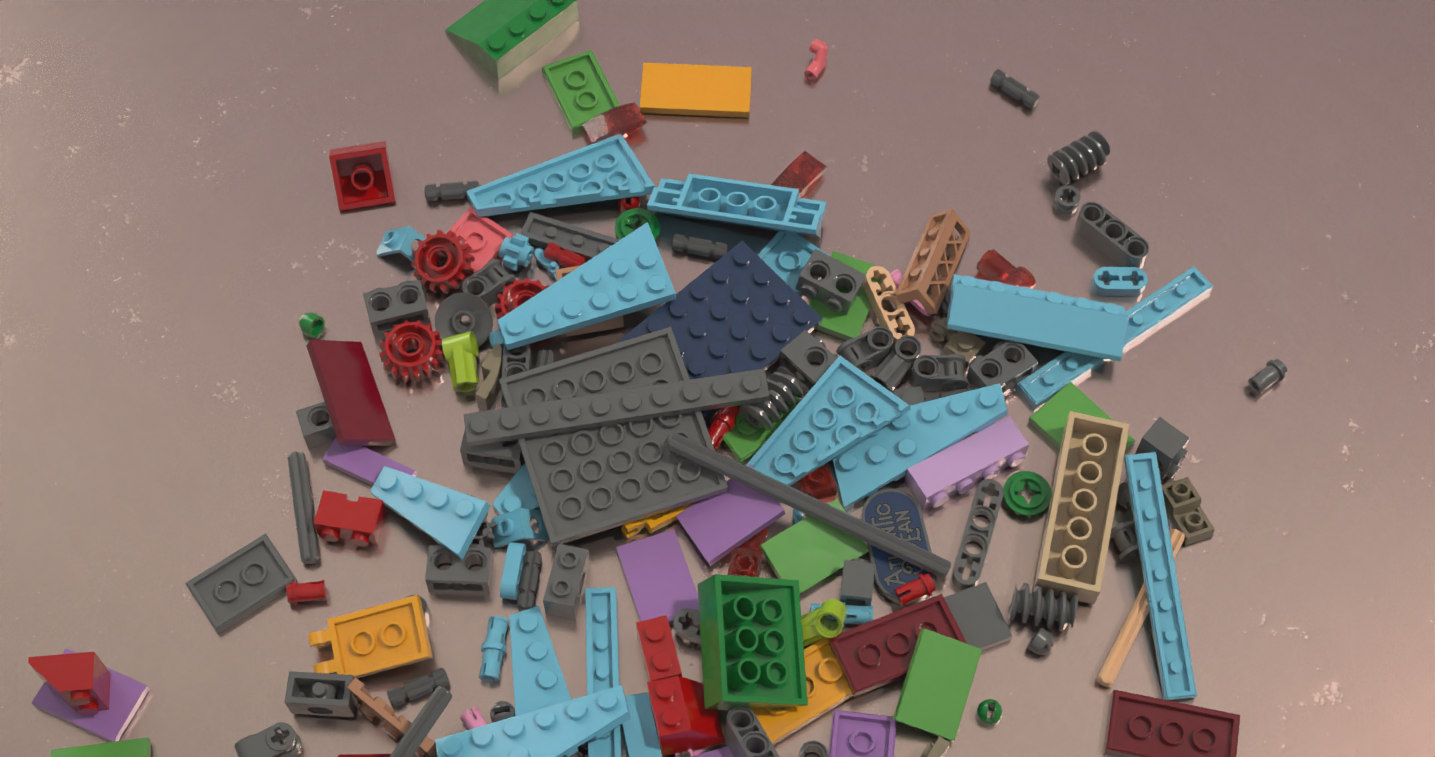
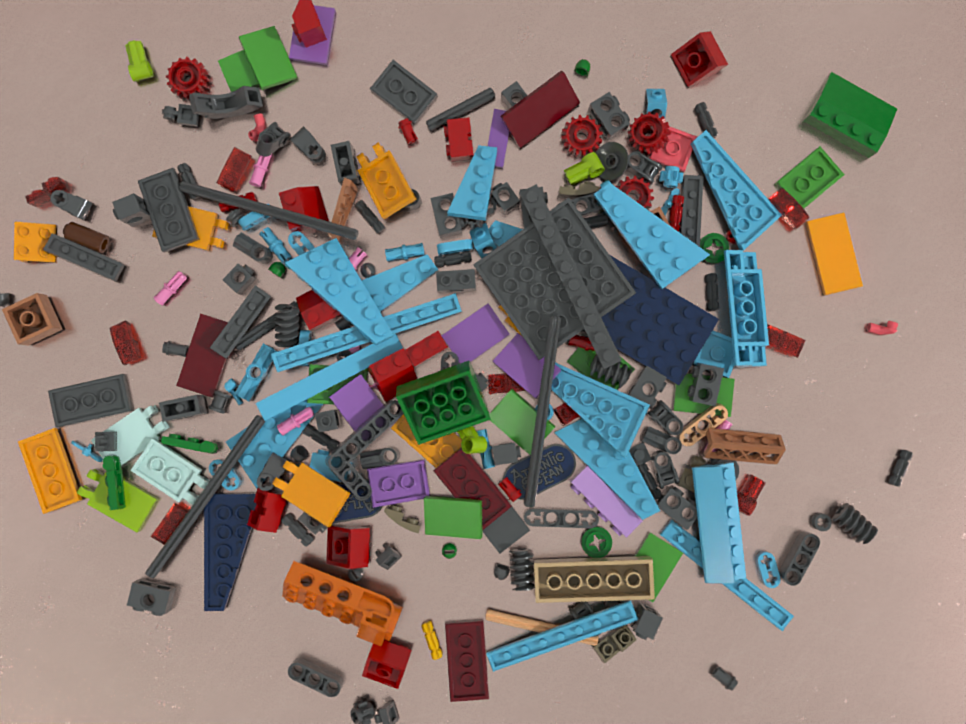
camera: 80 degrees right, 25 degrees up
(465, 467) = (504, 206): none -> dark grey brick

